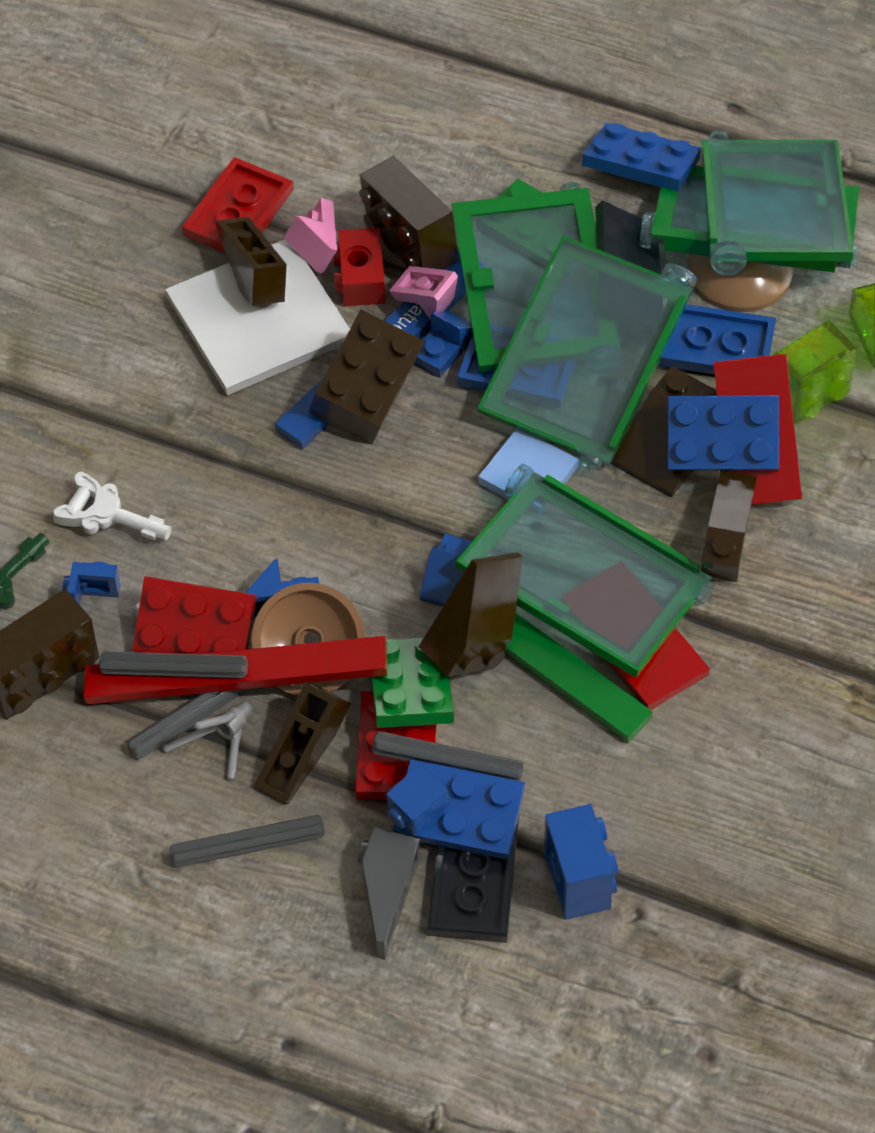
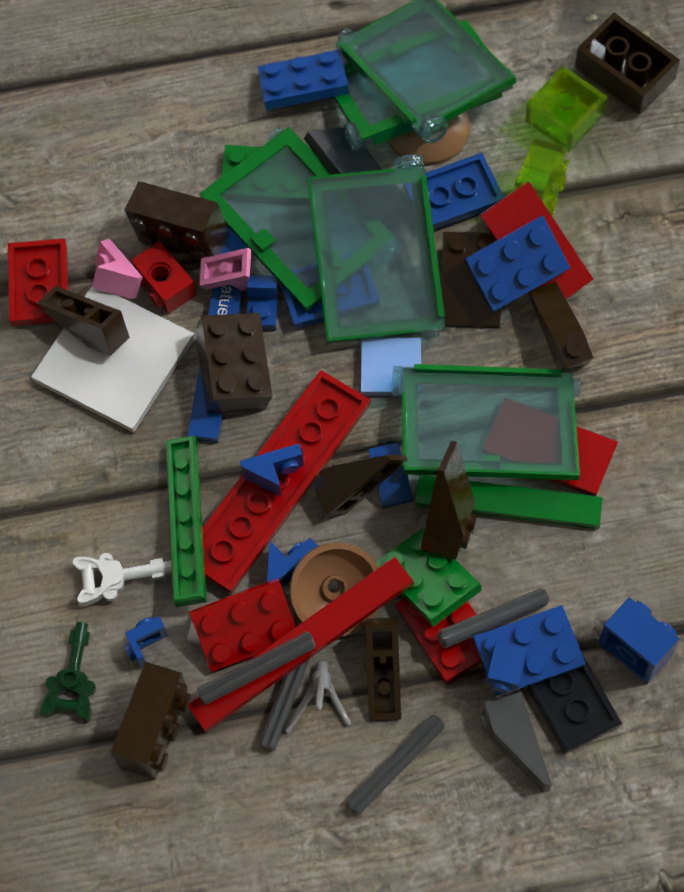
camera: 30 degrees left, 10 degrees up
(210, 497) = (185, 522): none -> green tile
(327, 487) = (264, 468): none -> blue slope
(330, 511) = (254, 515): none -> red plate
(400, 547) = (347, 484): none -> dark brown slope

